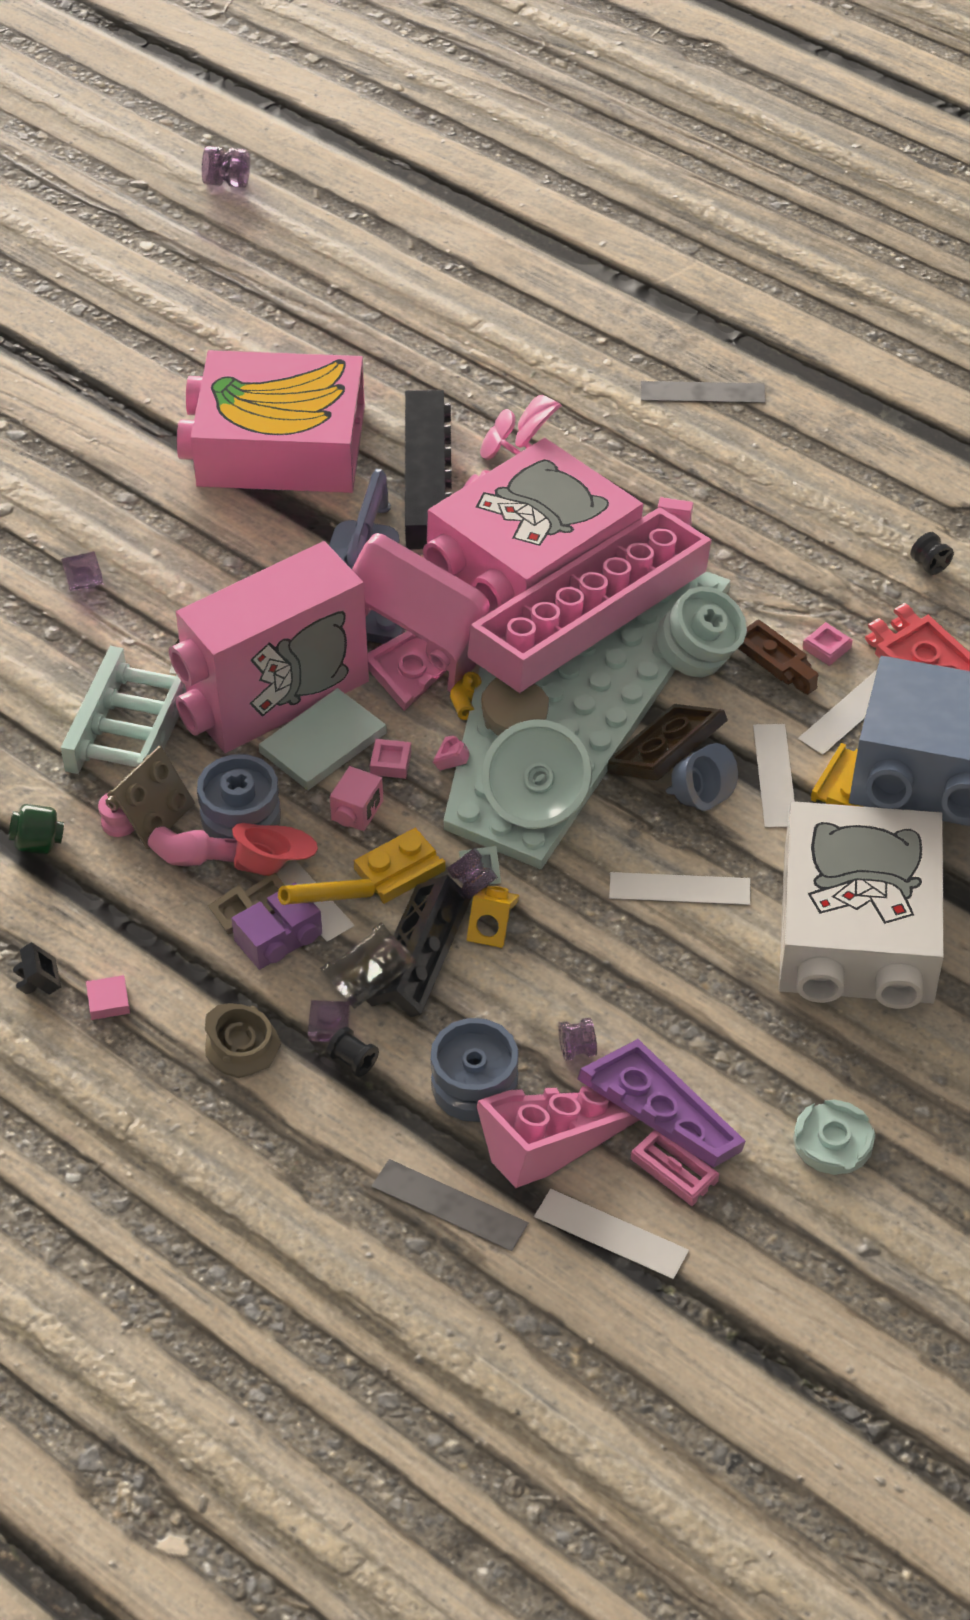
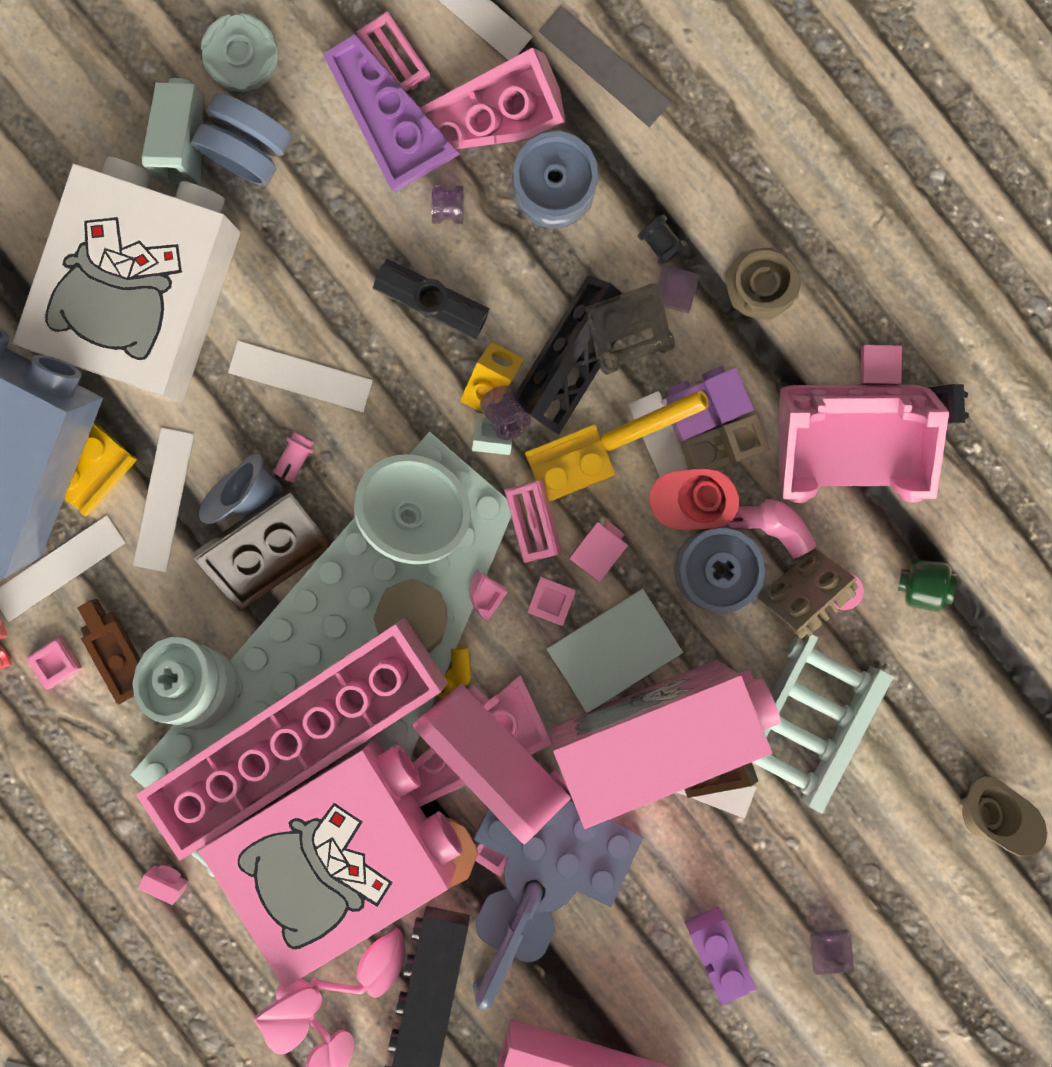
camera: 170 degrees left, 40 degrees up
(125, 934) = (860, 439): none -> bright pink windscreen
(181, 549) = (720, 955): none -> medium lavender piece
(419, 813) = (546, 518): none -> bright pink tile
(570, 959) = (409, 287): none -> black piece
(661, 826) = (294, 454): none -> bright pink pin
(797, 1034) = (241, 139): none -> sand blue wheel
(866, 1033) = (171, 126): none -> light aqua slope

